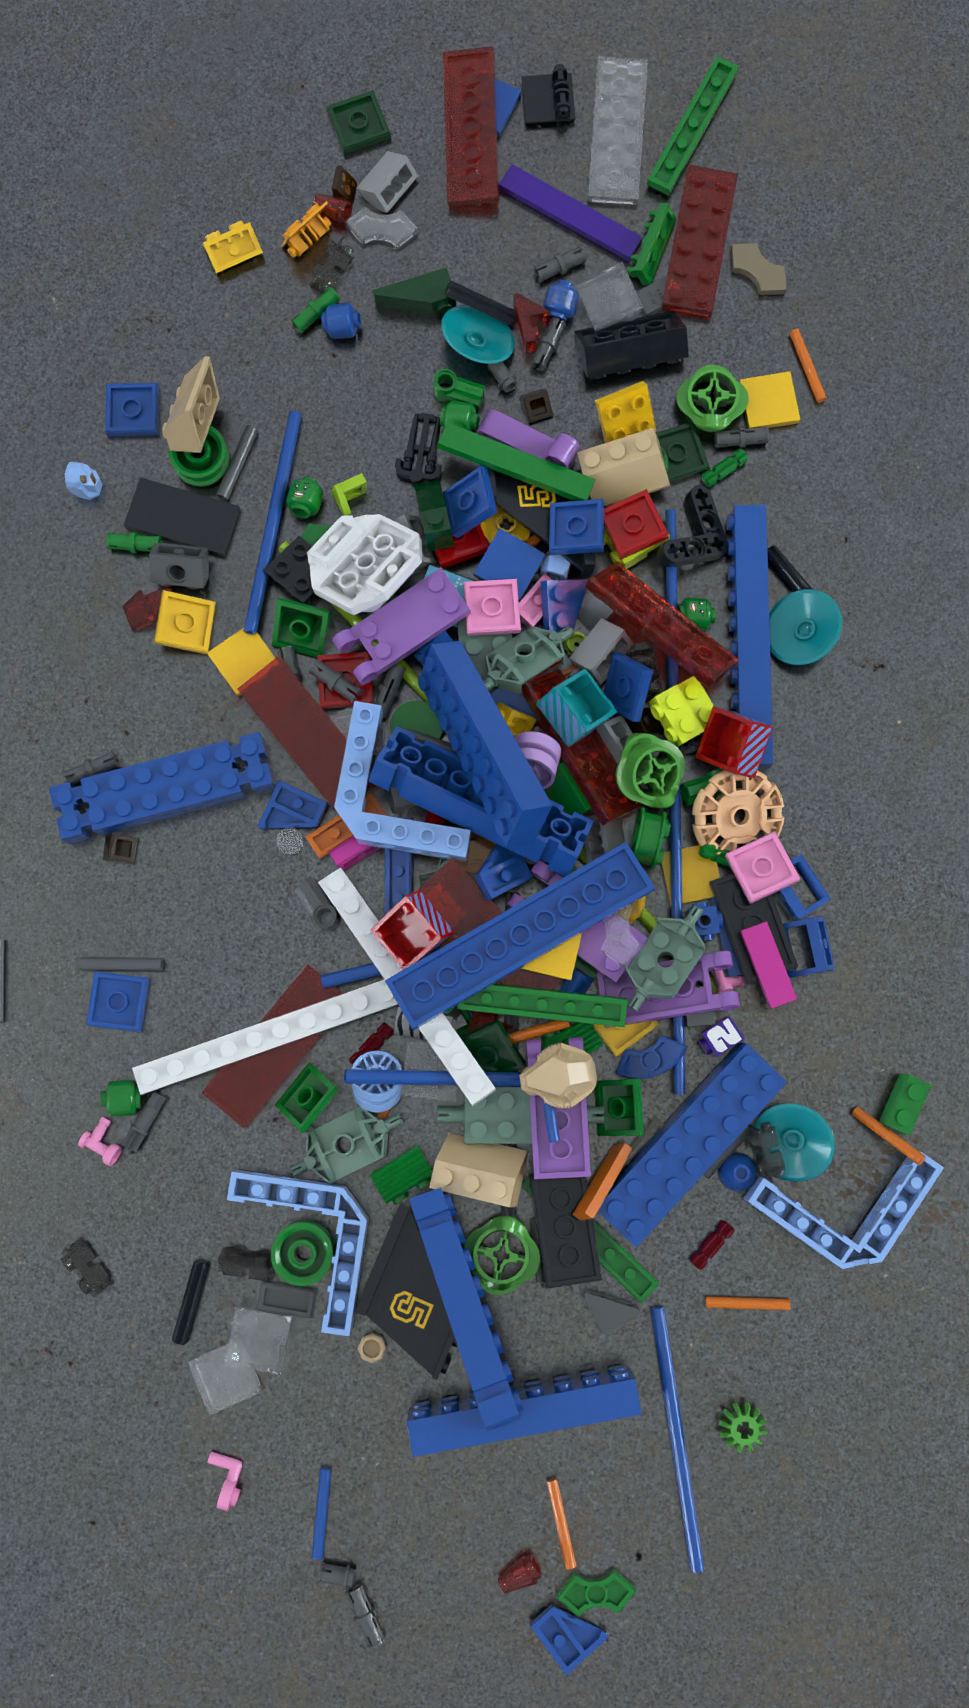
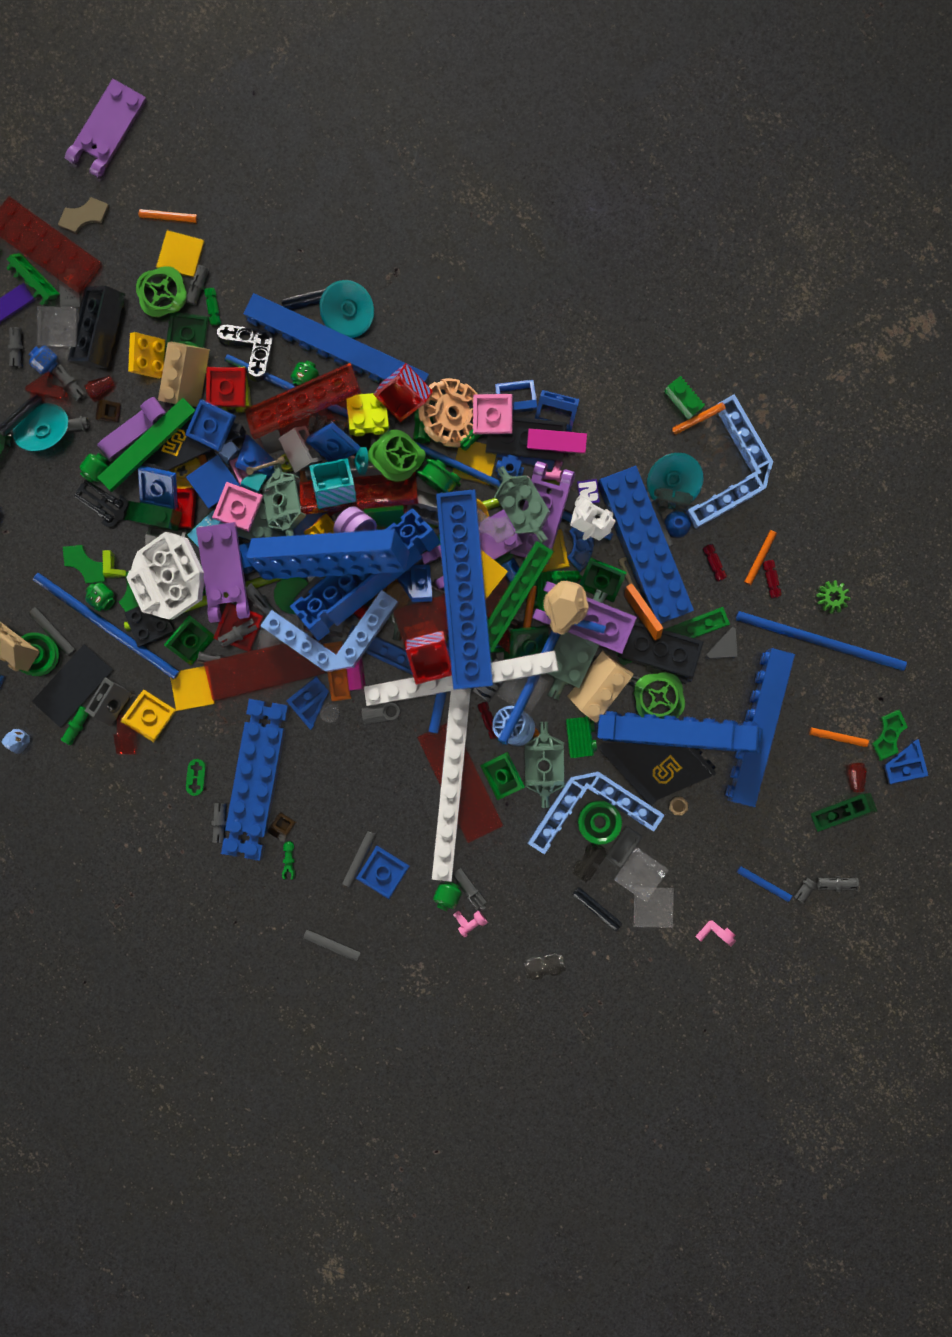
camera: 60 degrees left, 5 degrees up
(96, 869) = (288, 847): none -> green piece
(134, 709) = (200, 778): none -> green beam
(340, 451) = (77, 558): none -> green tile
(460, 389) = (74, 456): green piece -> none
(464, 1579) = (844, 812): none -> dark green slope
(532, 613) = (254, 482): none -> teal tile
(545, 601) = (249, 470): none -> dark tan hinge
(560, 380) = (99, 386): none -> clear red cone
(601, 1059) = (572, 576): none -> green axle
(622, 731) = (361, 461): none -> teal tile
(682, 1050) = (585, 521): none -> white piece
(727, 1332) = (772, 579): none -> dark red axle
(878, 246) = (107, 126): none -> medium lavender hinge

